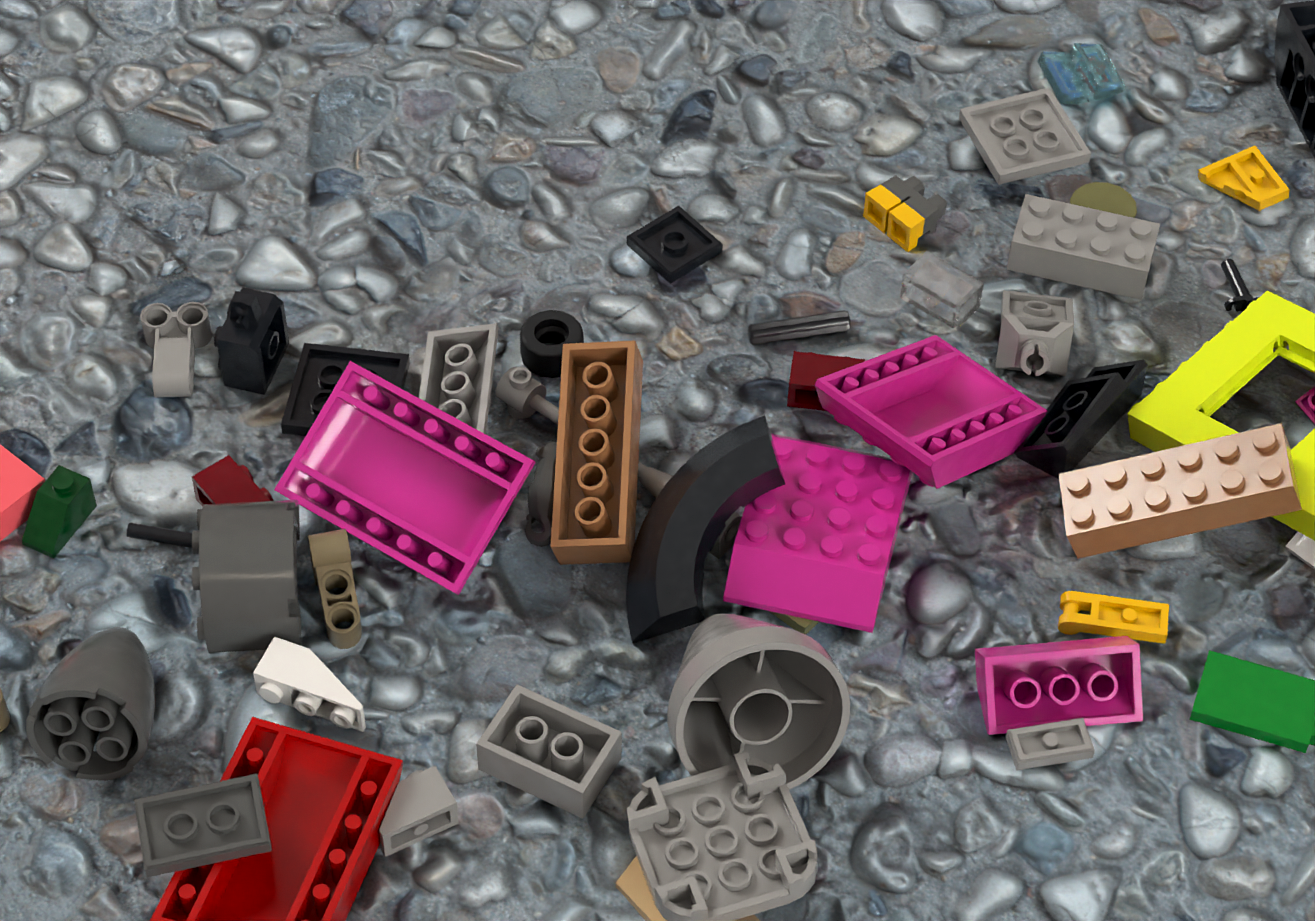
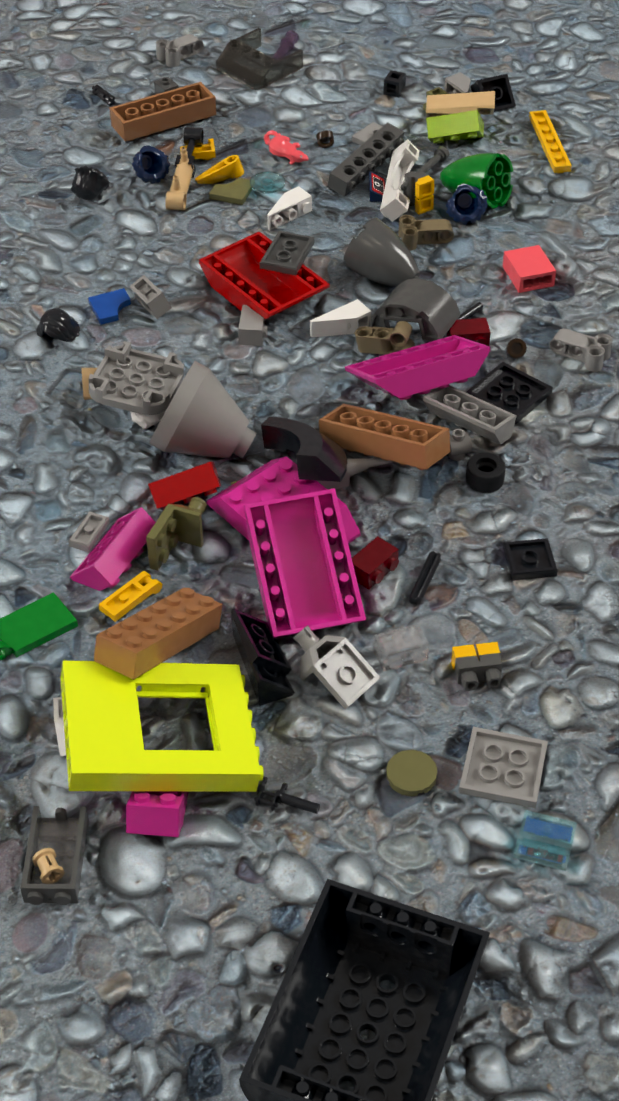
camera: 125 degrees right, 5 degrees down
(58, 511) = (506, 286): dark green slope -> none
(231, 427) = (516, 348): none -> dark brown tile
(252, 340) = (561, 362): black hinge -> none
(549, 751) = (242, 365): light grey brick -> none
(878, 665) = (185, 485): none -> red wedge
(977, 619) = (175, 525): none -> olive plate
(1083, 246) = (381, 731): light grey brick -> none
(1246, 178) = (377, 867): yellow wing -> none

